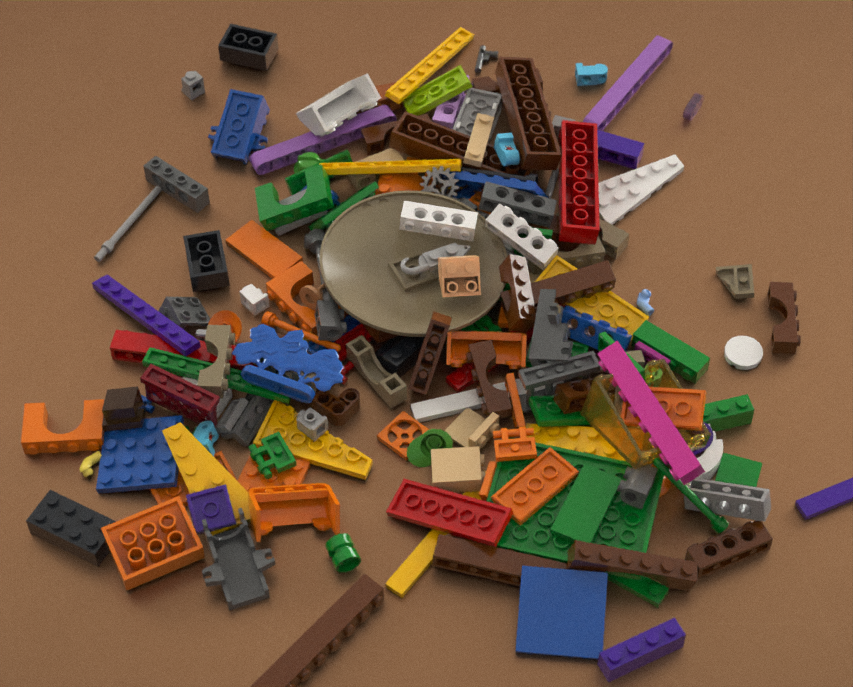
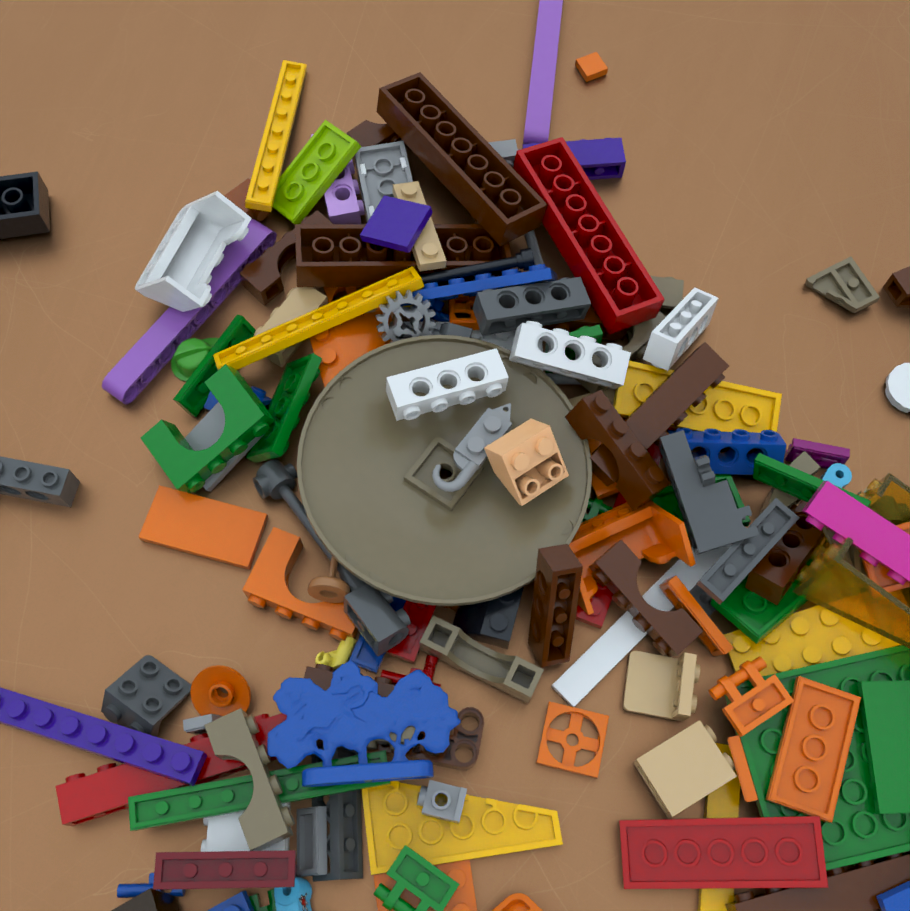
camera: 30 degrees left, 15 degrees up
(206, 260) = (130, 591): black brick -> none
(240, 126) = (62, 343): blue piece -> none
(254, 299) = (235, 619): white brick -> none
(271, 320) = (279, 642): orange piece -> none
(420, 448) = (624, 743): bright green piece -> none
(464, 131) = (396, 223): none -> dark purple tile
(484, 55) = (336, 91): dark grey hose -> none
(506, 149) = (466, 226): medium azure leg -> none
(590, 74) = (489, 64): medium azure leg -> none
(619, 253) = (680, 329): none -> white brick
(634, 187) = (642, 196): white wing -> none
(643, 300) = (750, 371): light blue arm -> none
(658, 99) = (591, 66): none -> orange tile
(684, 359) = (863, 435): green brick -> none
(693, 106) = (641, 59): beam -> none

